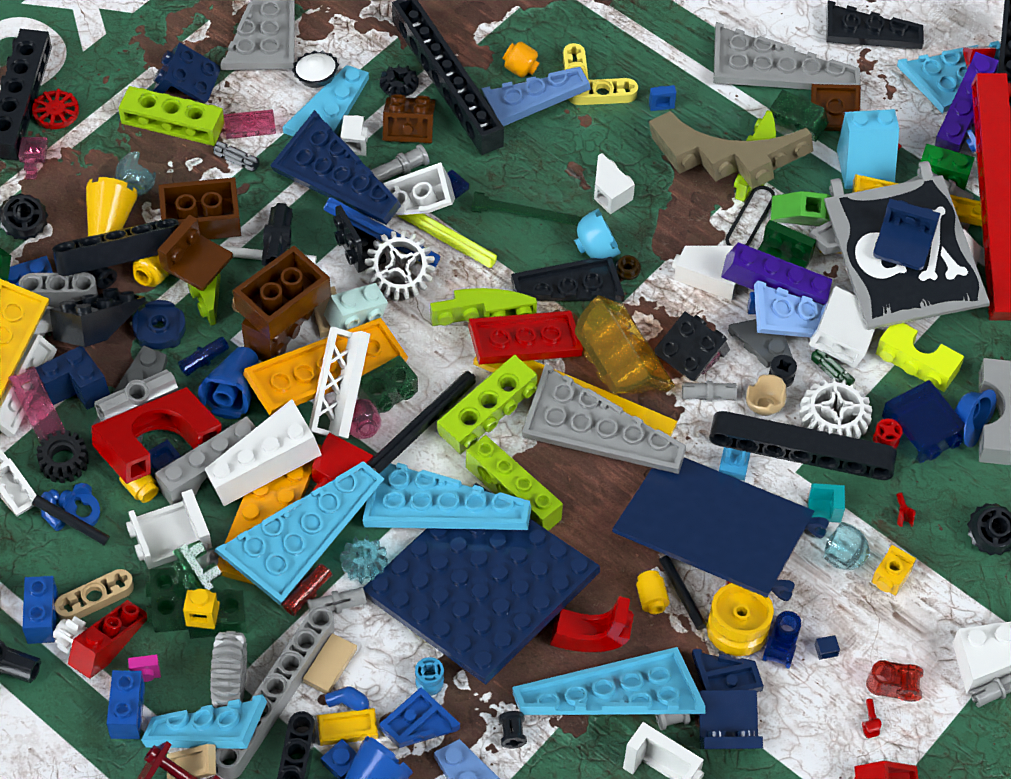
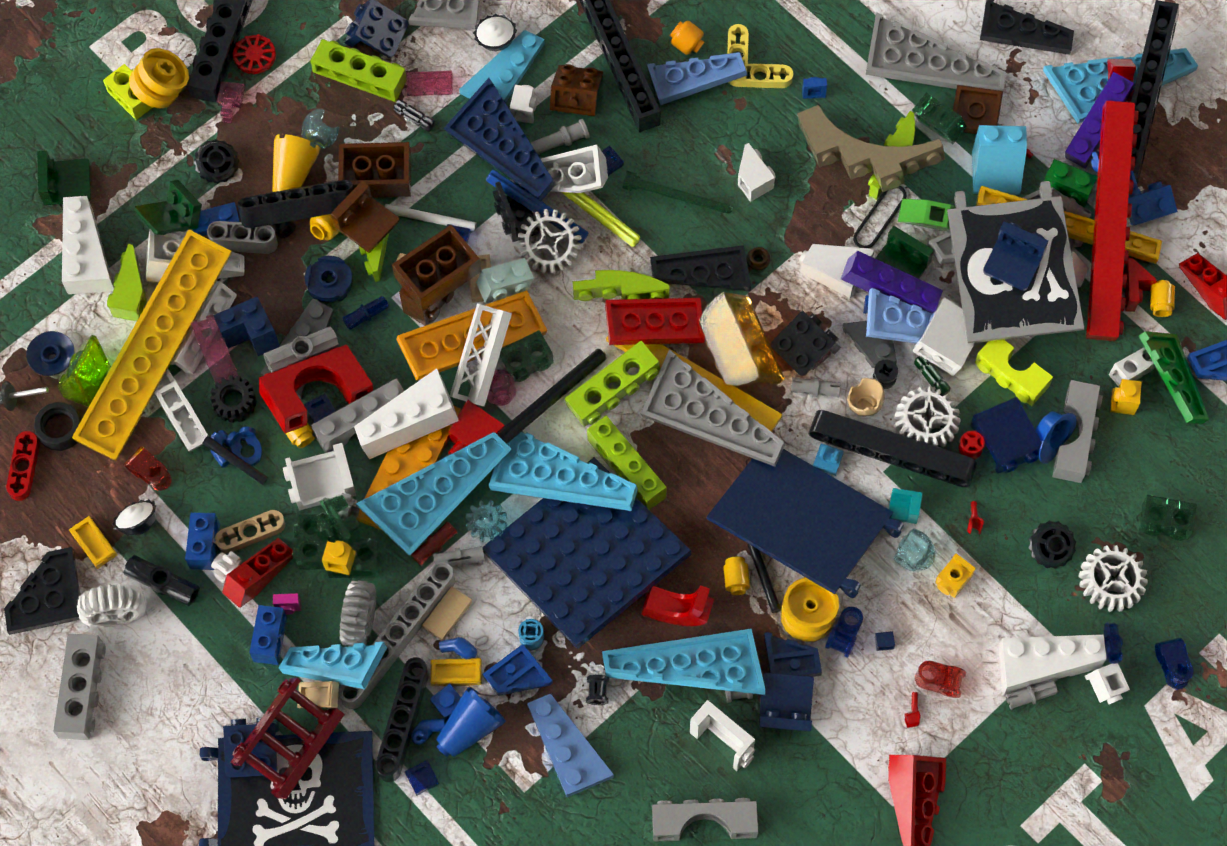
camera: 10 degrees right, 10 degrees up
(93, 317) = (271, 268): black slope -> none
(226, 386) = (381, 344): blue cone -> none
(277, 233) = (442, 201): black piece -> none
(392, 87) = (567, 57): black gear -> none
(596, 237) = (733, 227): medium azure cylinder -> none

